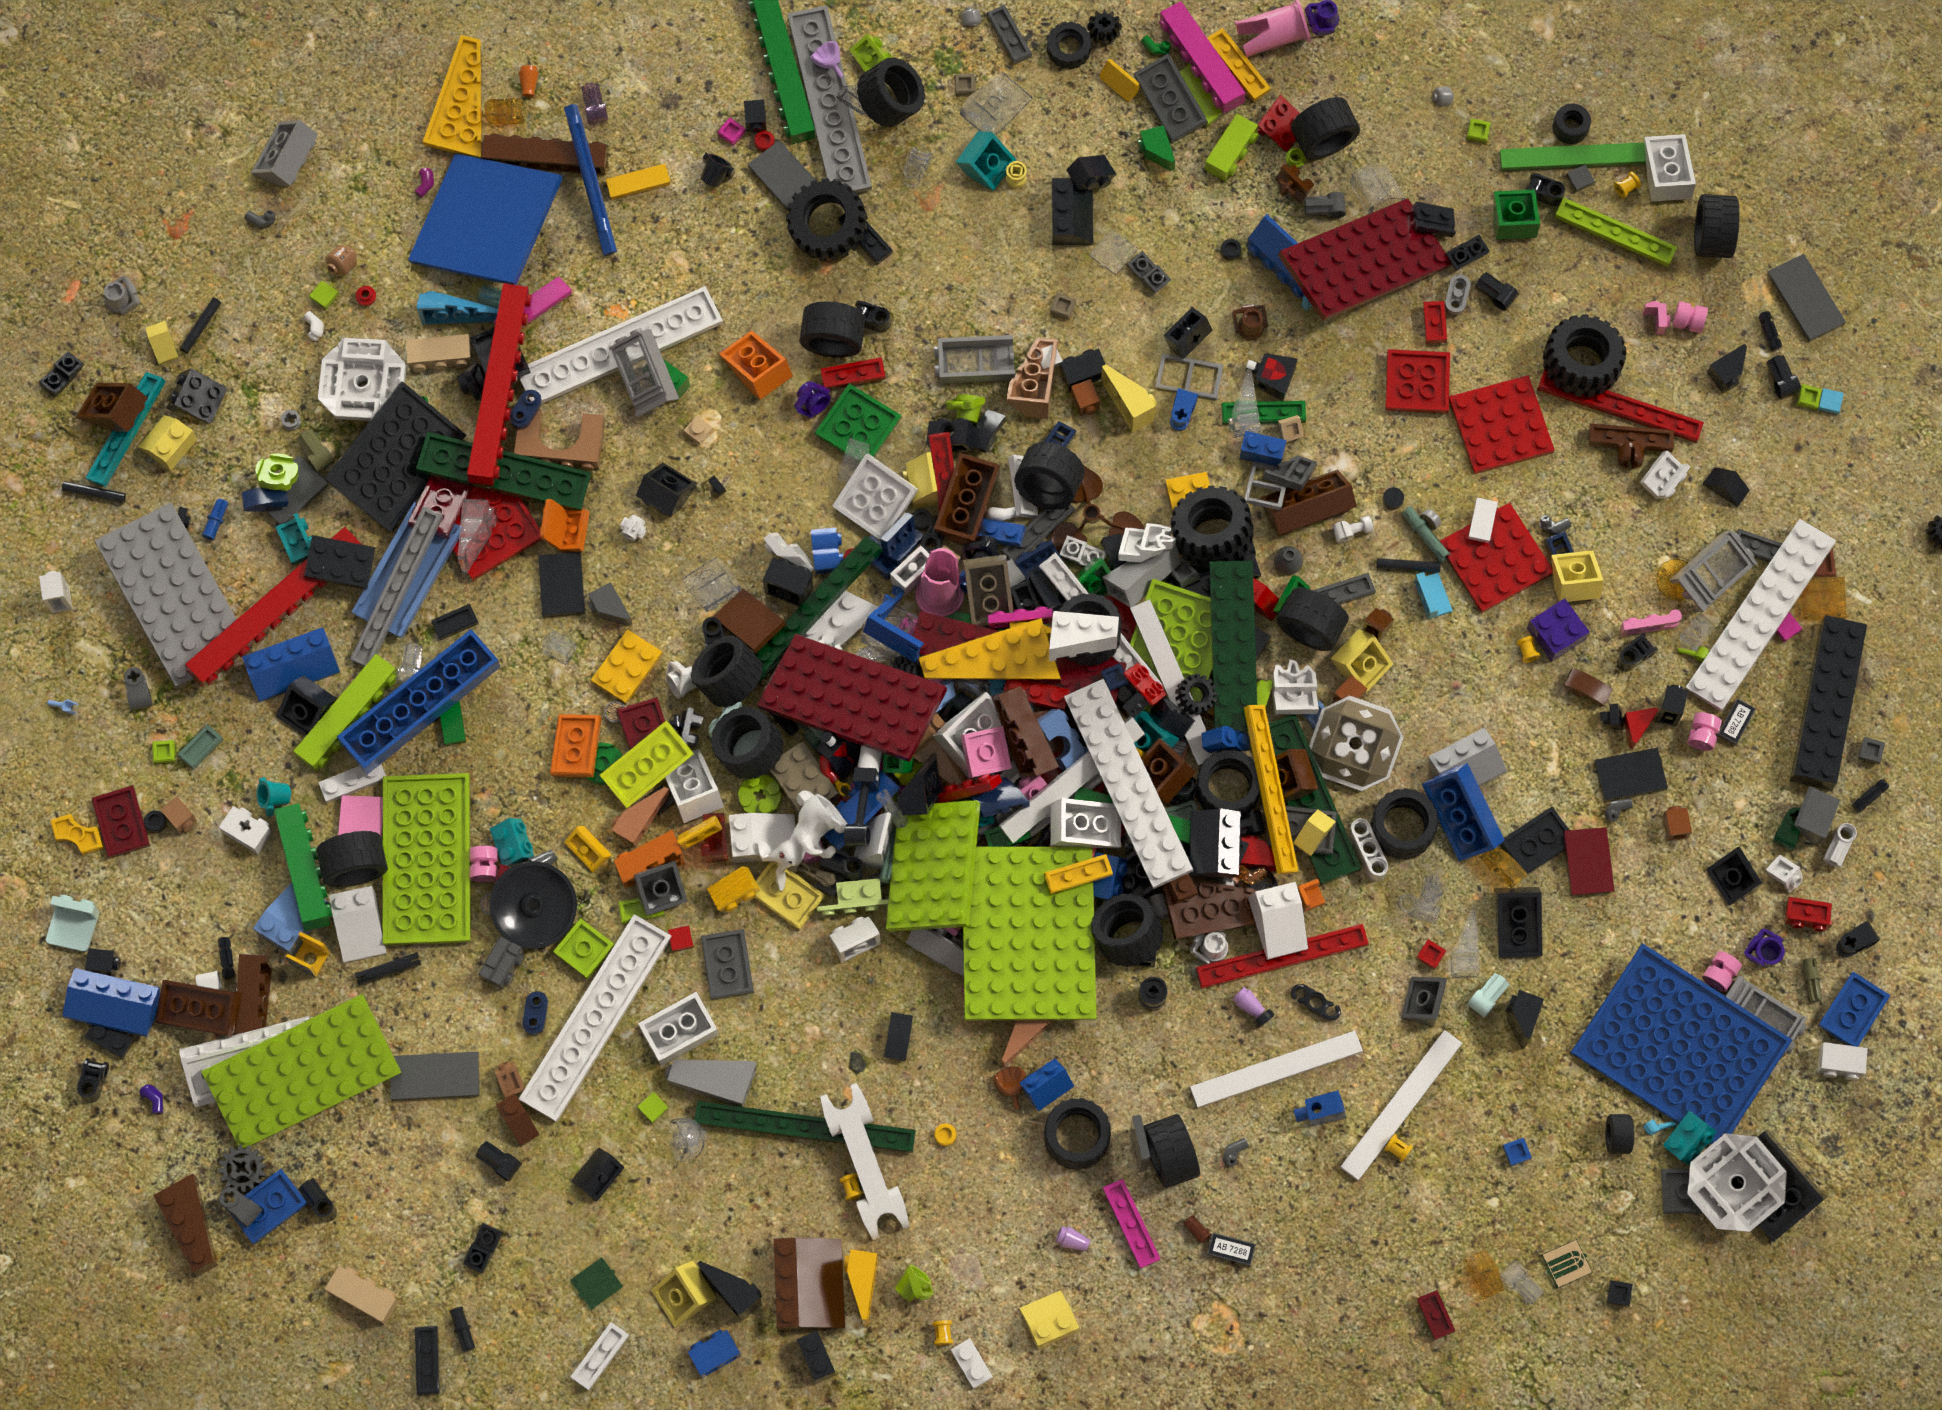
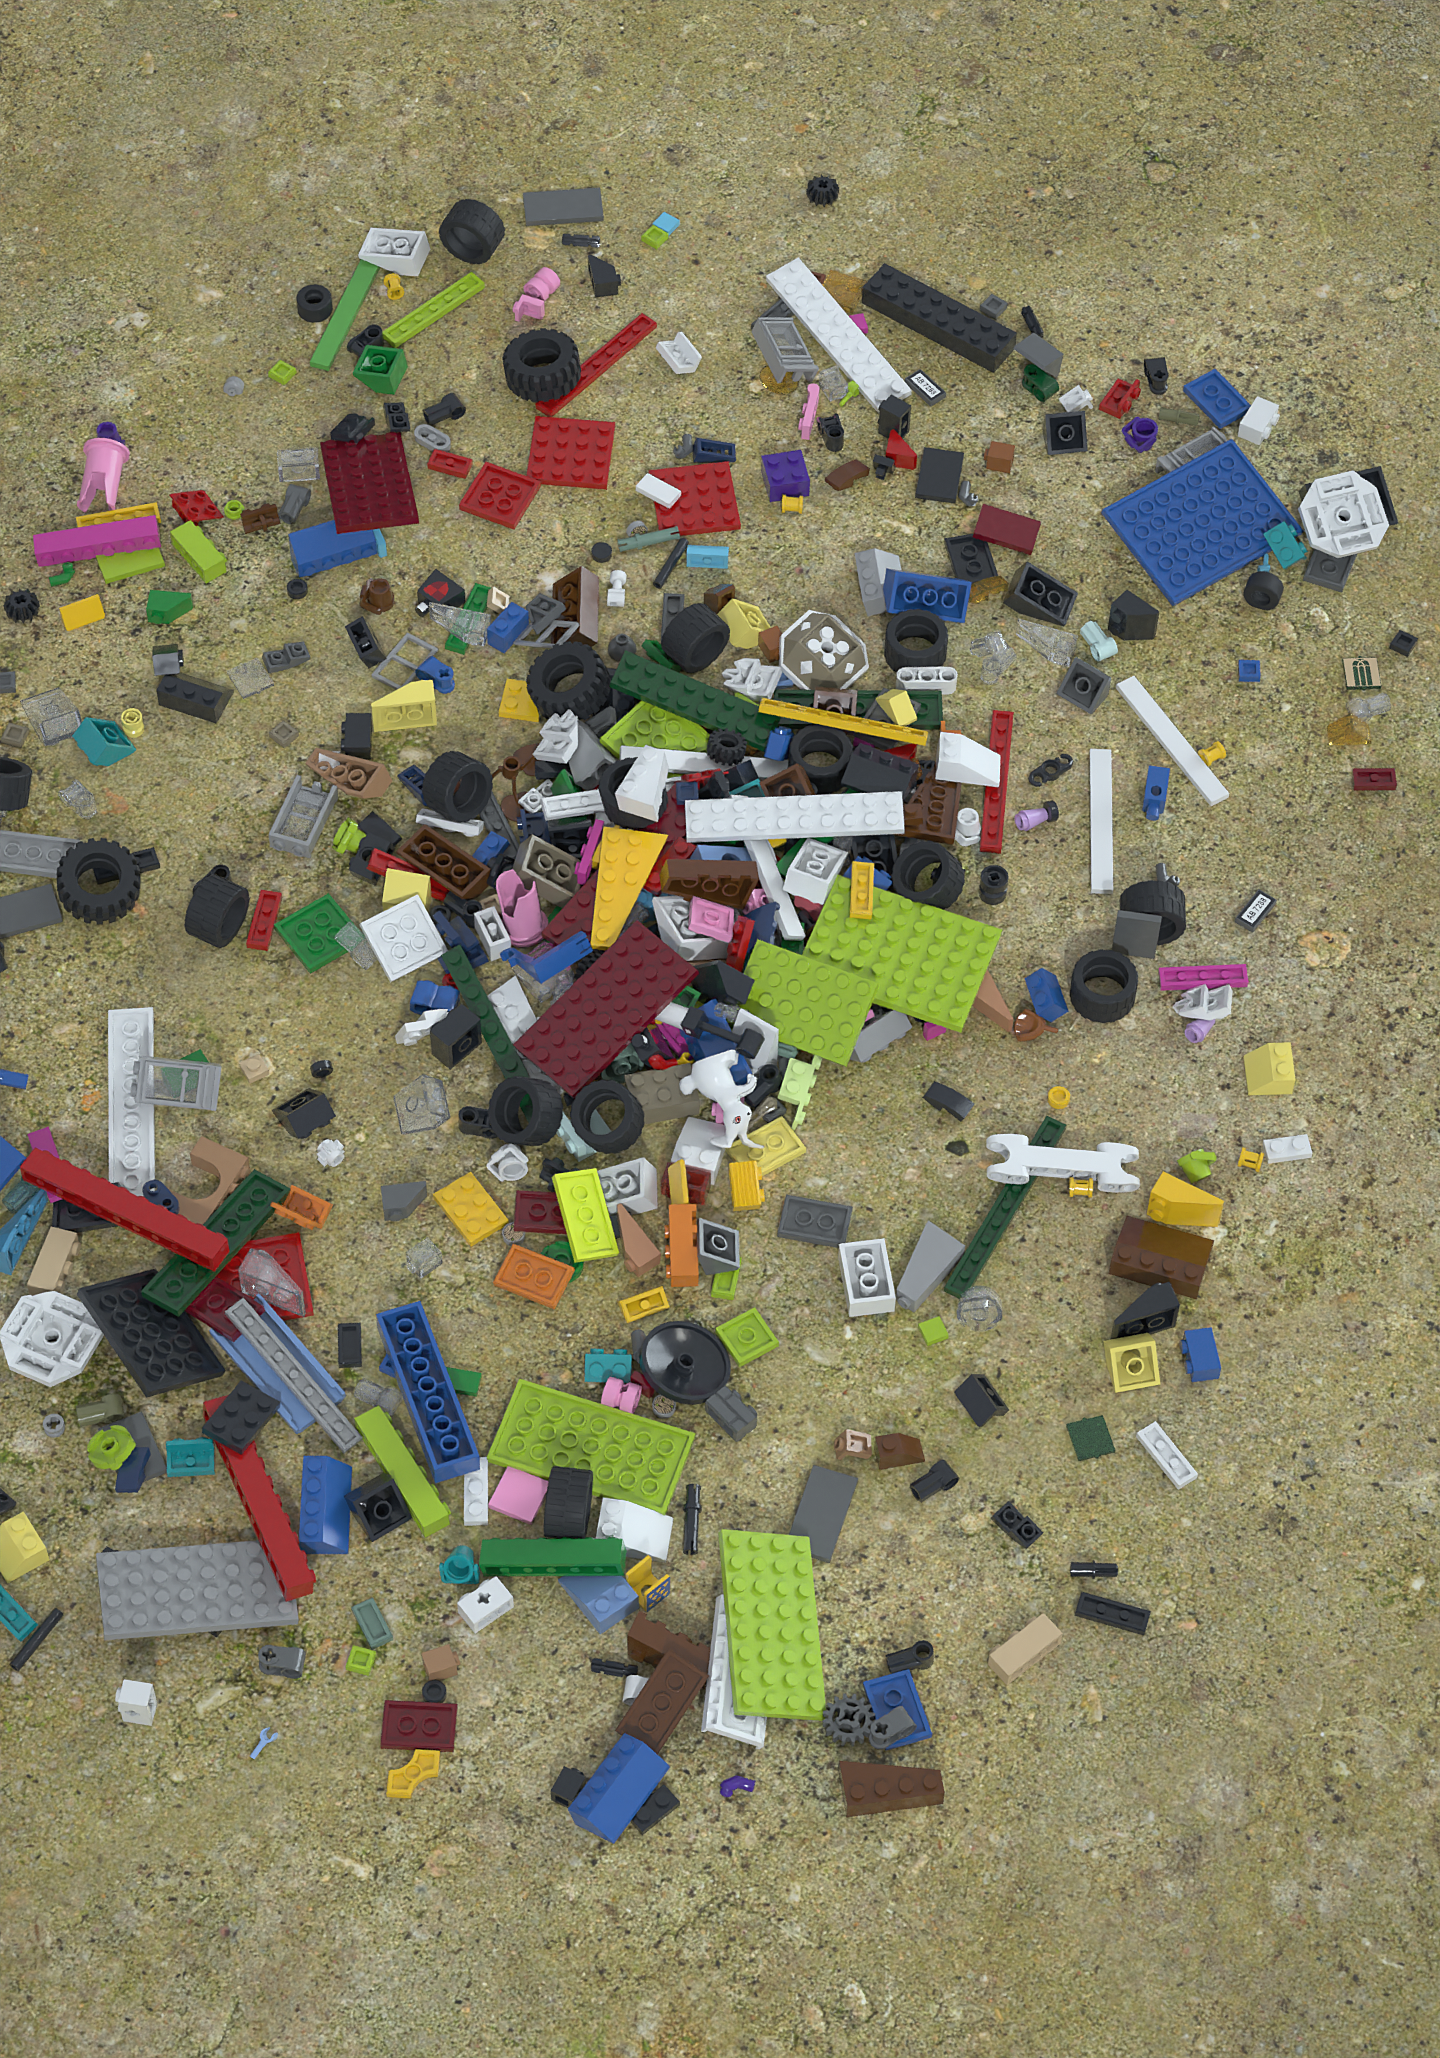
camera: 70 degrees left, 15 degrees down
(72, 923) = (511, 1804): light aqua bracket -> none
(92, 1075) = (688, 1835): black piece -> none
(215, 519) = (128, 1530): blue axle -> none
(472, 380) = (101, 1241): black piece -> none
(535, 1012) = (792, 1404): dark blue plate -> none
(561, 584) = (356, 1237): black tile -> none
(595, 1018) = (822, 1349): white plate -> none
(681, 938) = (772, 1252): red tile -> none
(749, 620) = (475, 1082): reddish brown tile -> none
(756, 364) = (213, 994): orange slope -> none
(770, 790) = (657, 1127): lime plate -> none
(813, 397) = (273, 958): dark purple piece -> none
(816, 1357) = (1236, 1269): black brick -> none
(855, 938) = (838, 1100): white slope -> none
(1000, 514) = (470, 844): white arm -> none
(1069, 30) = (19, 626): black tyre -> none
(1085, 397) = (387, 744): dark orange brick -> none
(1099, 1235) = (1205, 1004): none -> white plate
(1170, 98) = (122, 579): dark grey tile -> none
(1197, 1229) = (1227, 928): copper pin -> none
(1325, 128) = (224, 468): black tyre -> none
(1431, 954) = (1043, 669): red plate -> none
(1576, 576) = (742, 444): light yellow slope -> none
(1580, 178) = (367, 317): dark grey tile -> none
(1631, 441) = (635, 366): reddish brown plate -> none
(1704, 731) = (926, 408): bright pink wheel -> none
(1720, 973) = (1145, 470): bright pink wheel -> none
(1727, 485) = (706, 317): black slope -> none
(1784, 381) = (635, 245): black piece -> none
(1839, 846) = (1071, 357): white piece -> none

